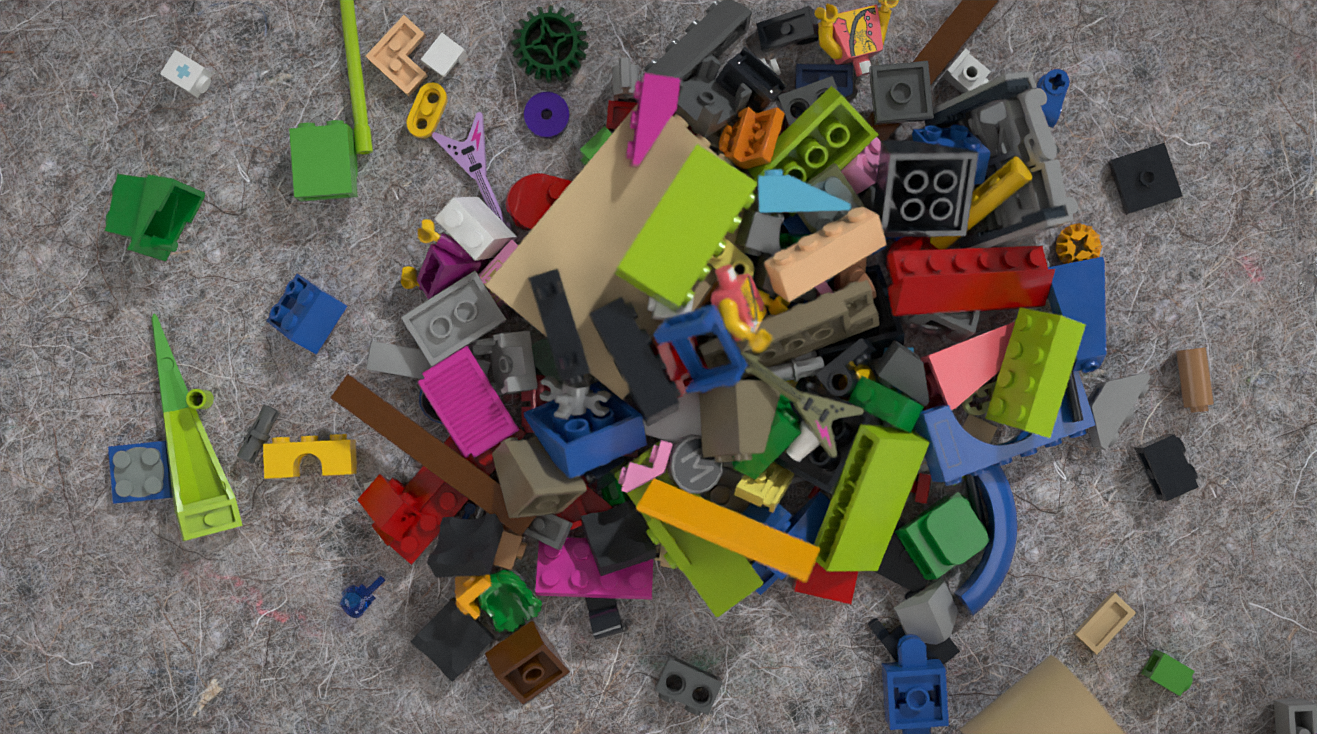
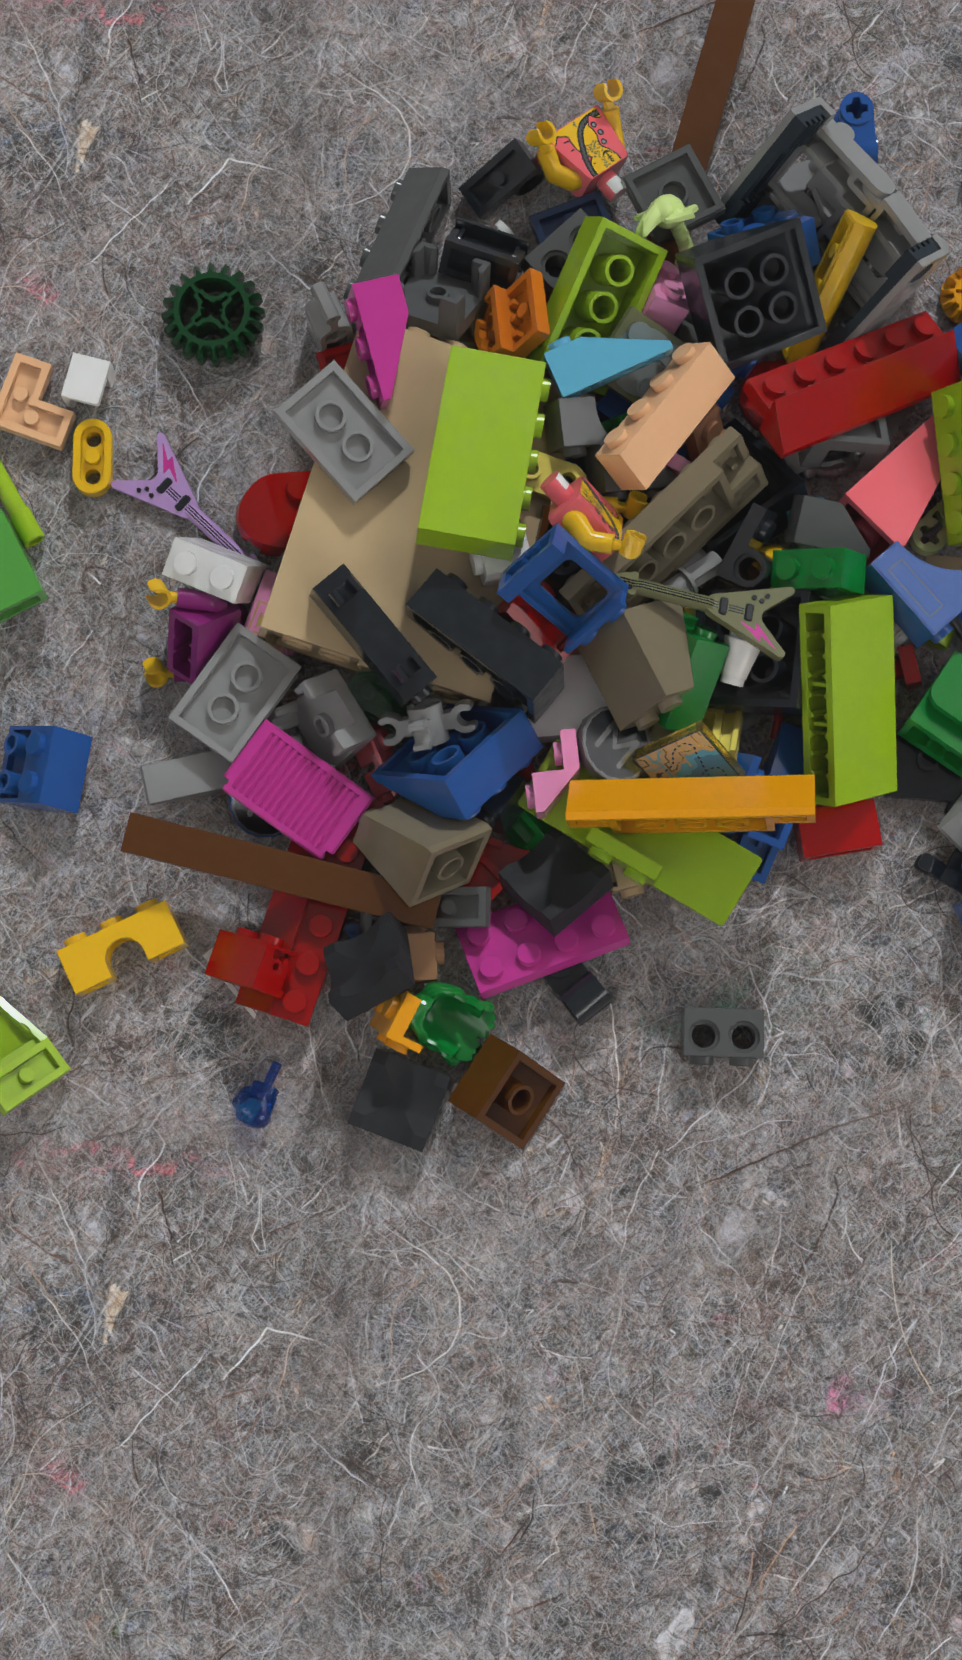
camera: 20 degrees left, 5 degrees down
(258, 433) = (43, 945): dark grey pin -> none
(546, 102) = (238, 388): dark purple piece -> none
(597, 173) = (343, 432): none -> light grey plate
(742, 496) = (687, 753): none -> tile
(890, 107) = (668, 213): none -> yellowish green piece
(957, 75) = (732, 150): white brick -> none

